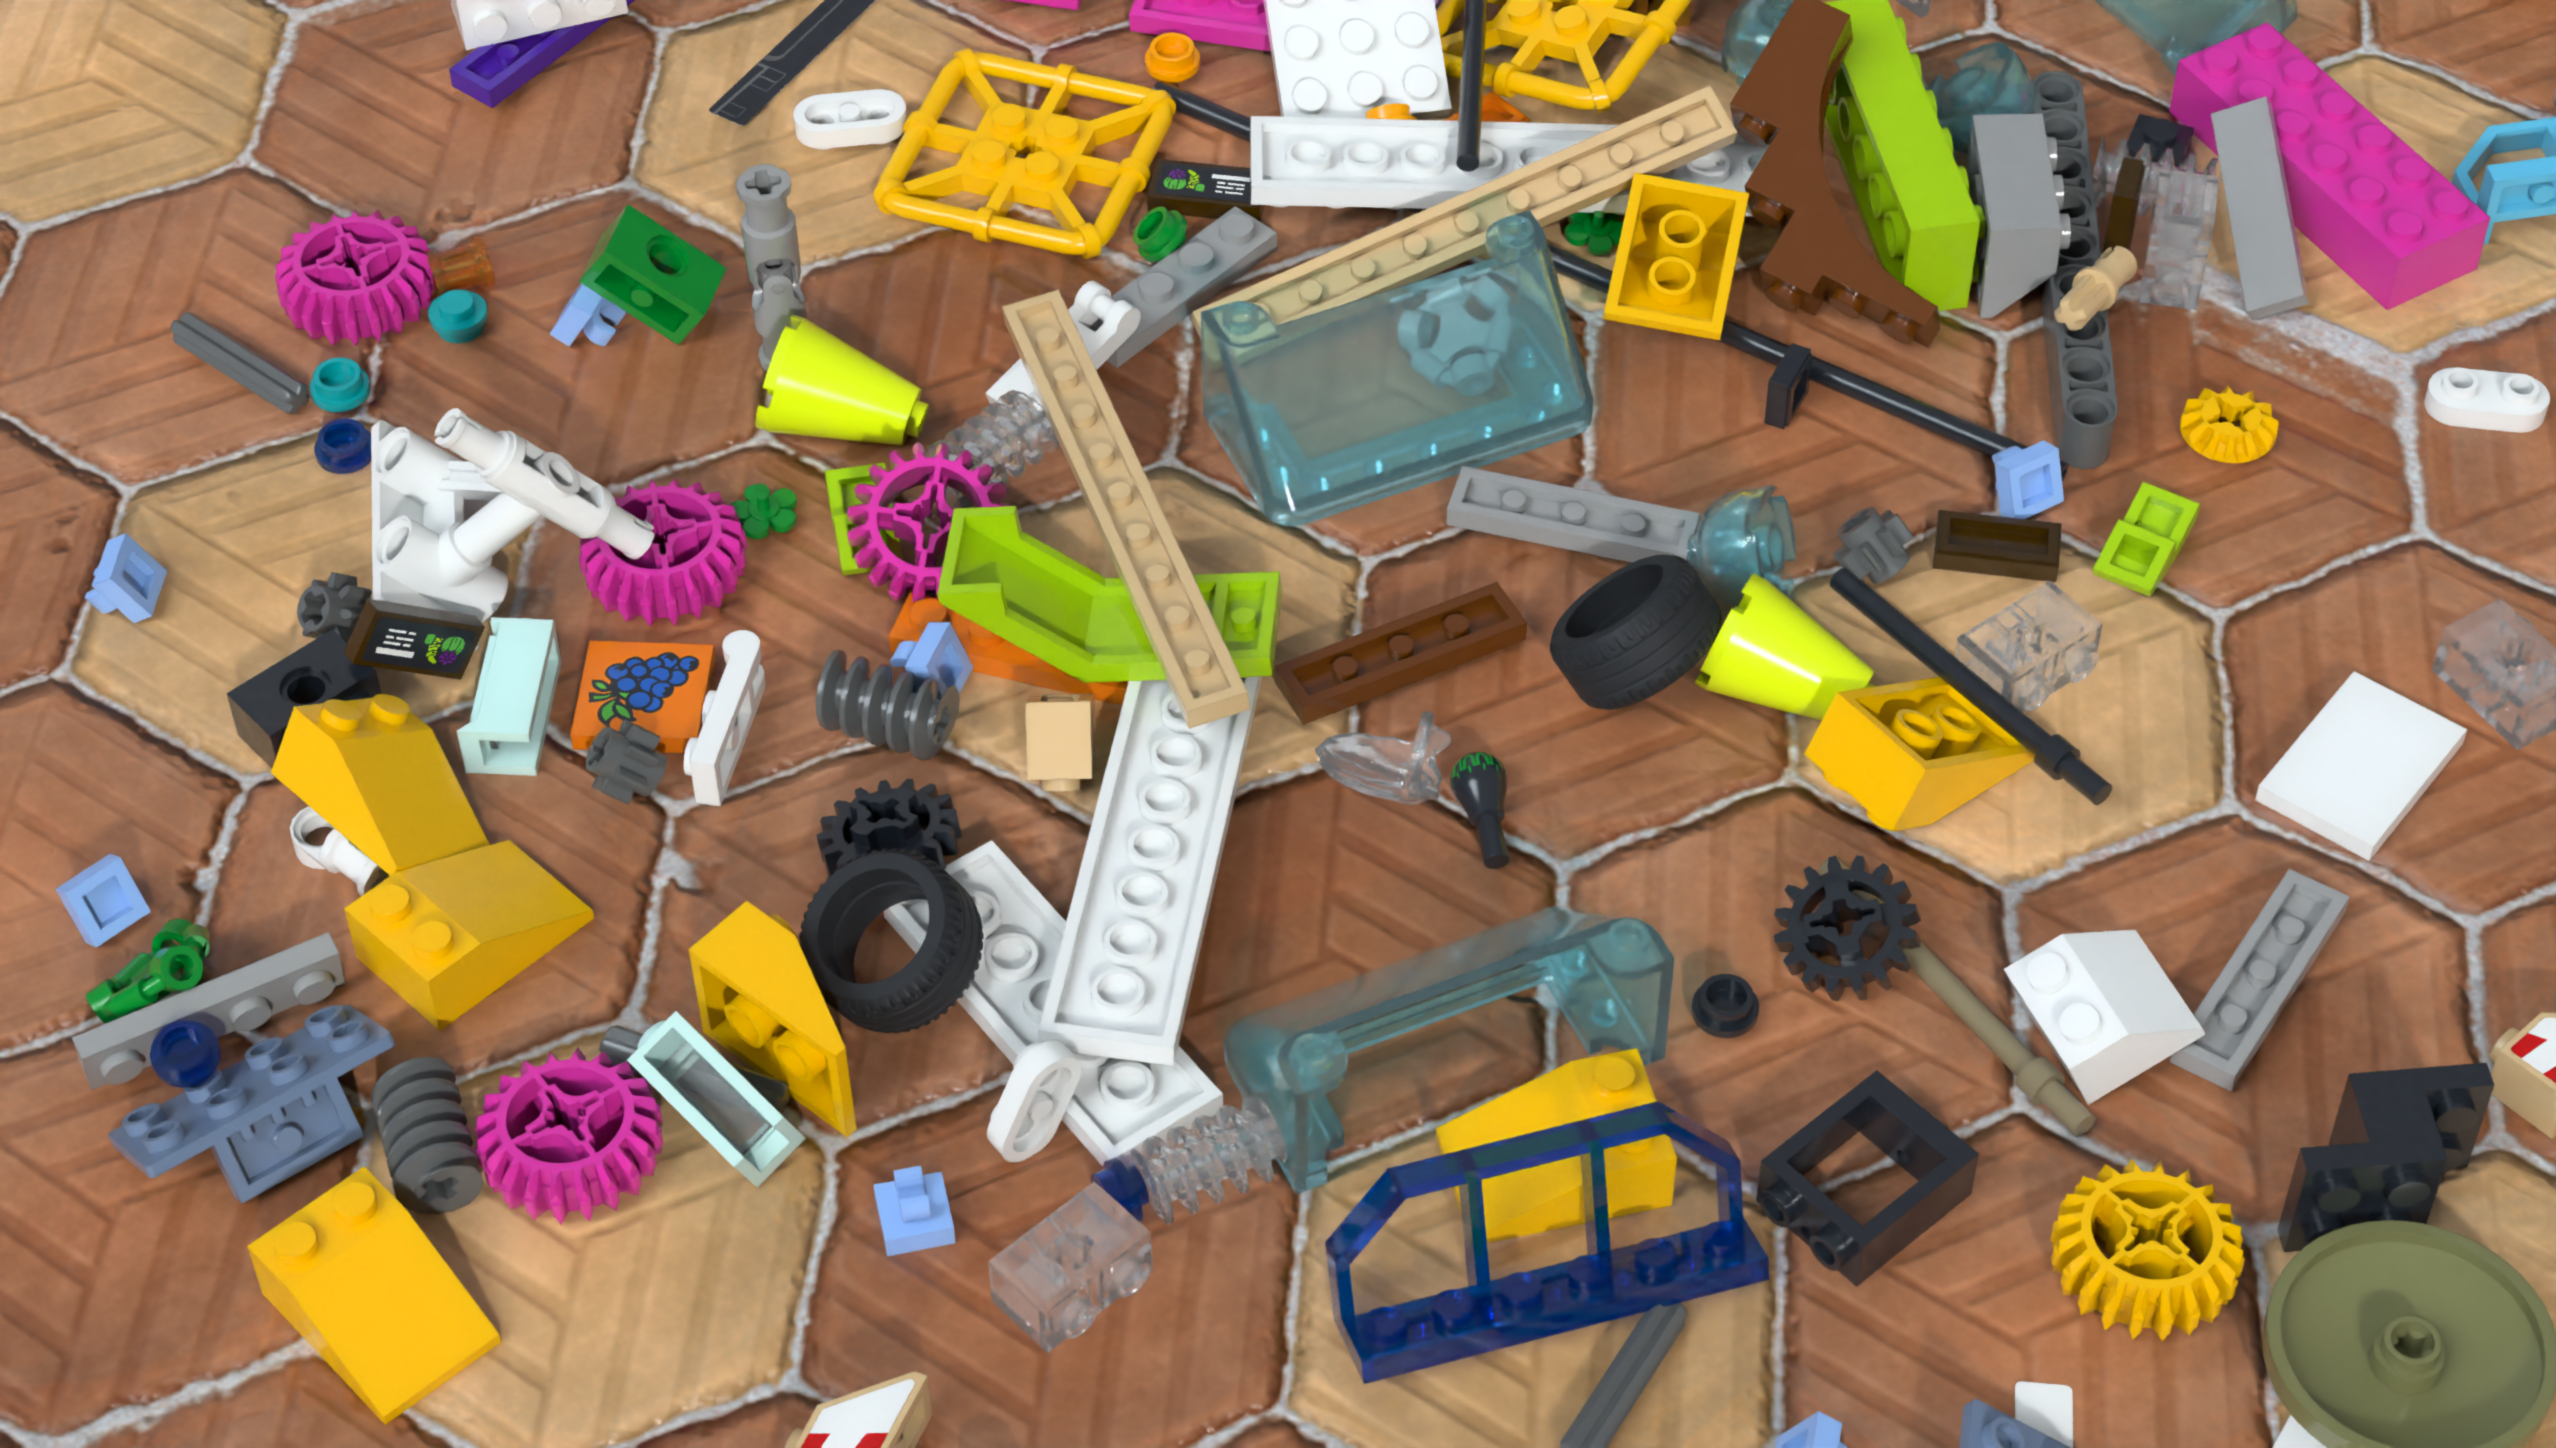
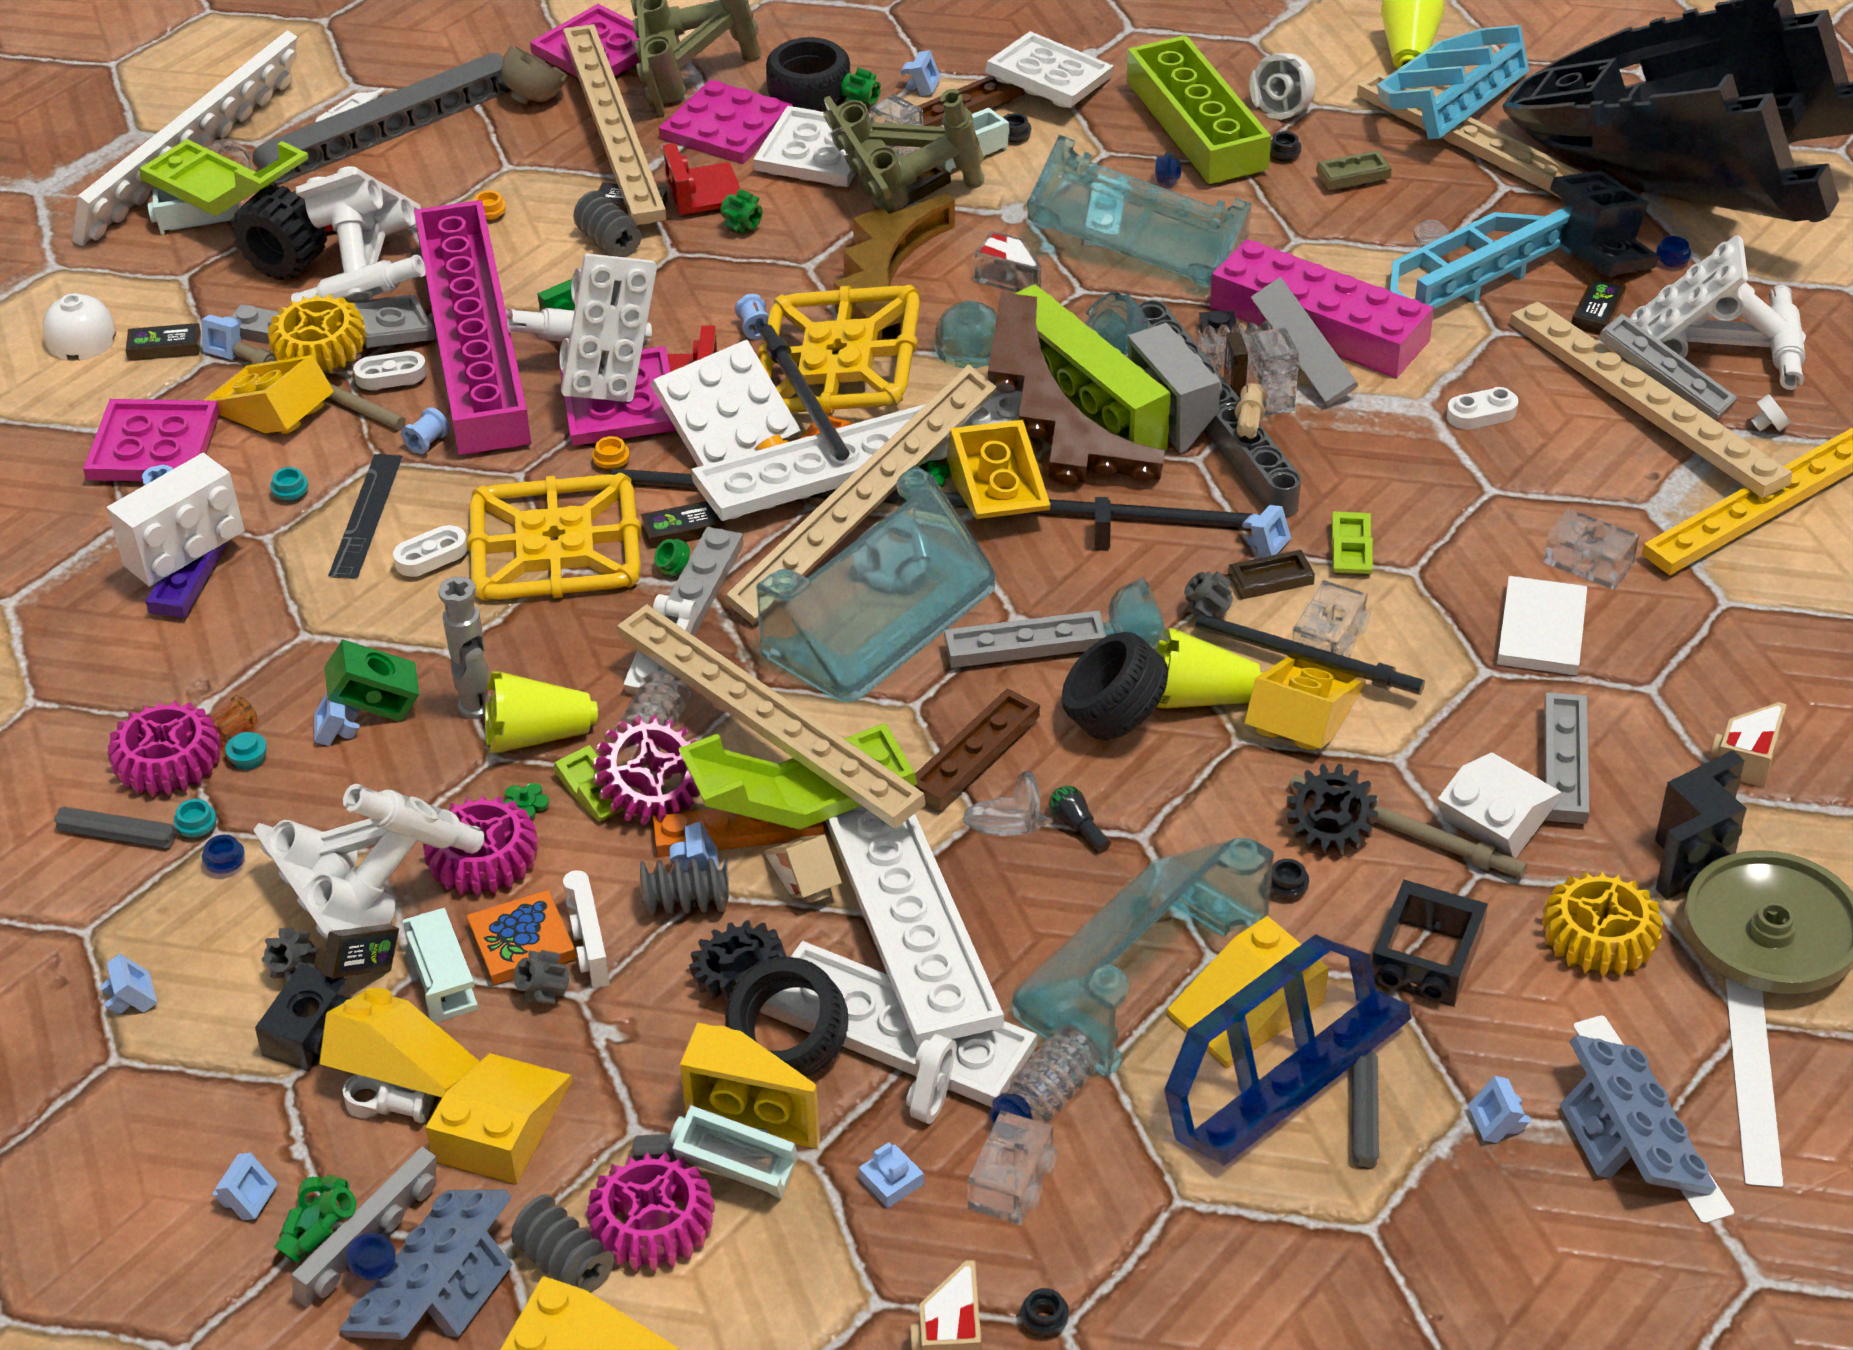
camera: 25 degrees left, 5 degrees down
(2223, 440) = (1355, 476): yellow gear -> none

